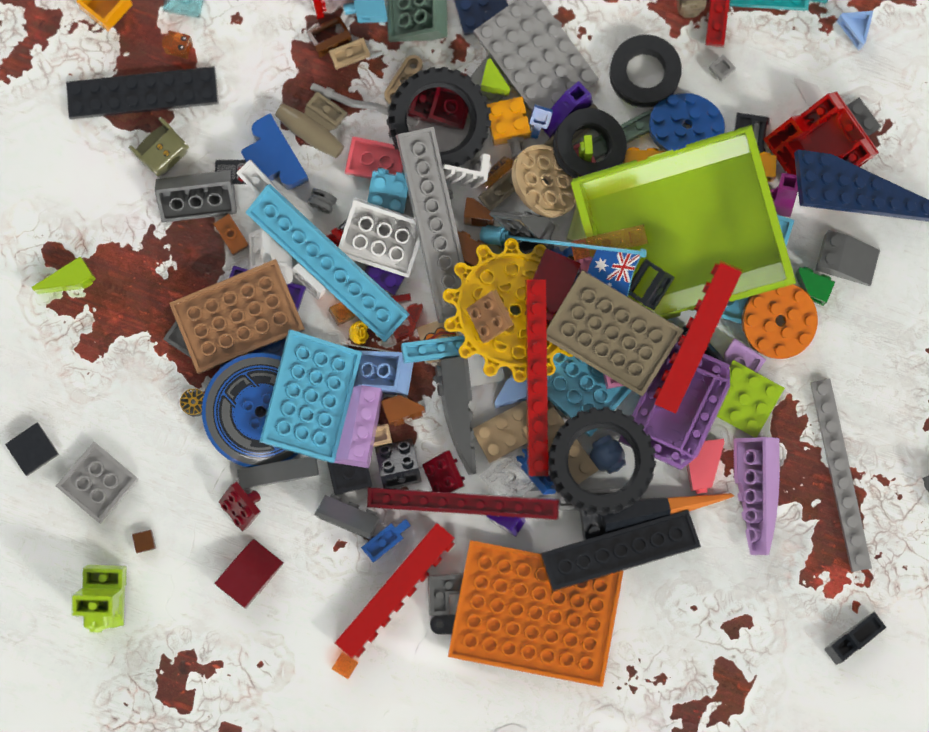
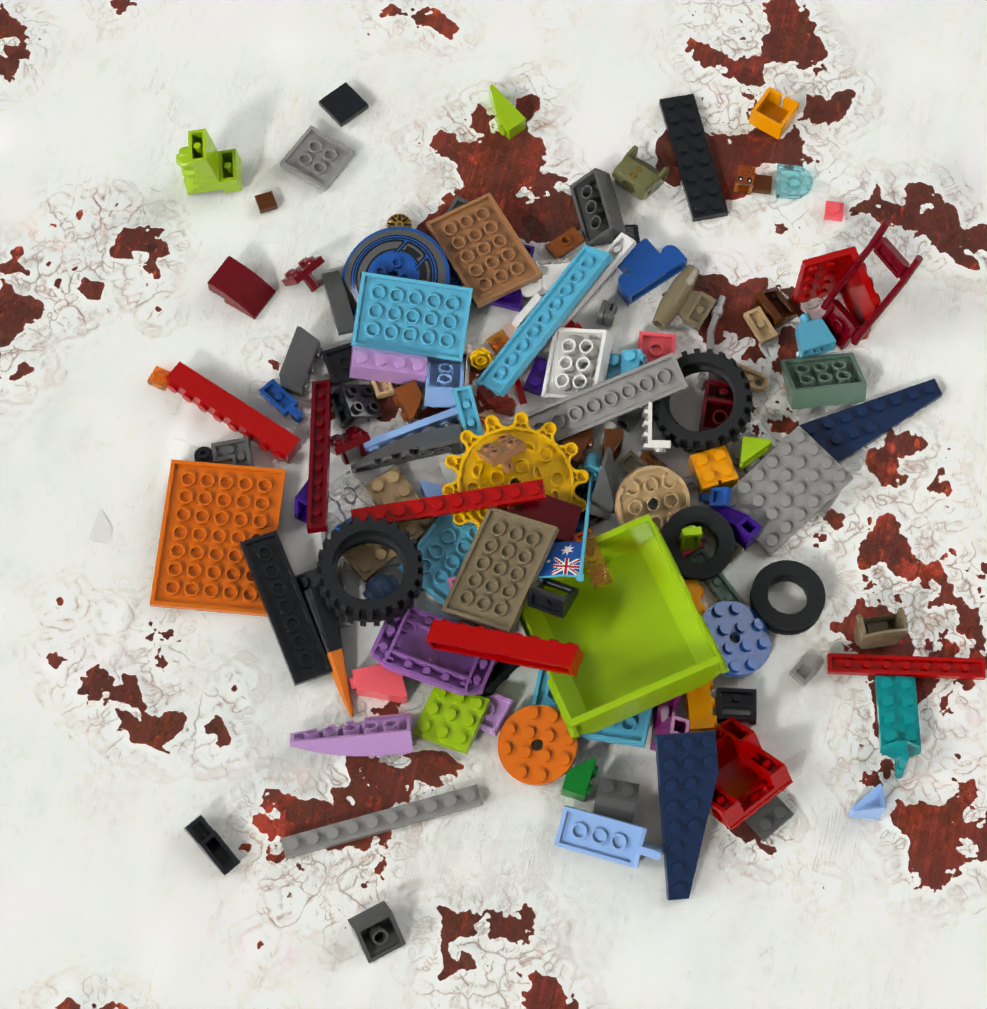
camera: 80 degrees right, 15 degrees down
(184, 26) = (762, 184): none -> reddish brown tile
(437, 412) = (436, 420): none -> light blue plate
(876, 266) = (605, 837): none -> light blue hinge

